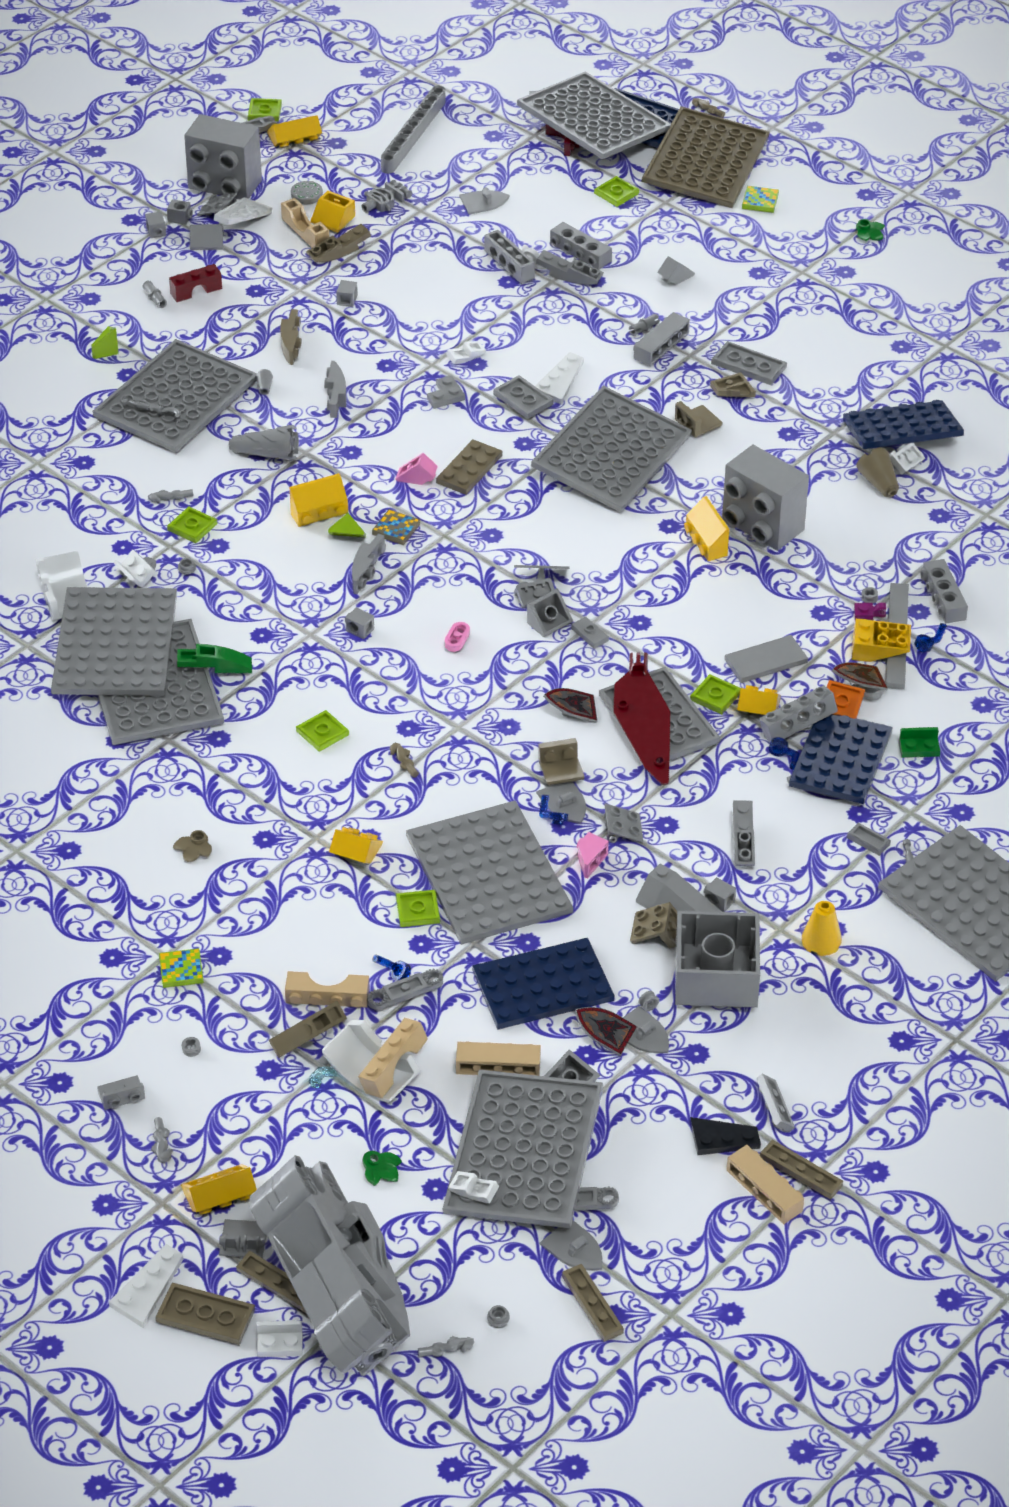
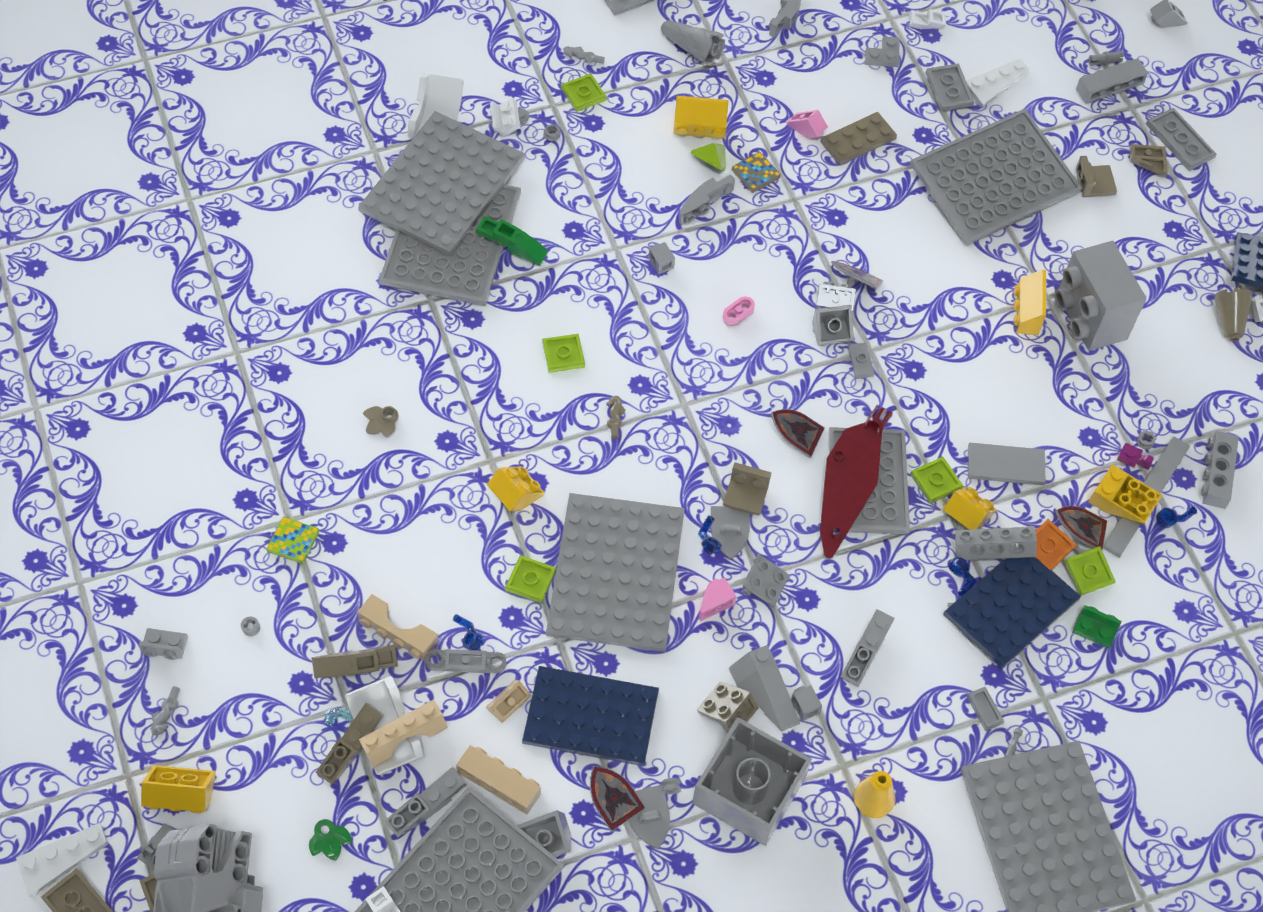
camera: 25 degrees right, 15 degrees up
(349, 1087) = (349, 746): none -> dark tan slope
(449, 1101) = (426, 804): none -> light grey slope
(463, 1002) = (508, 701): none -> tan slope
(887, 706) = (1089, 571): none -> lime tile

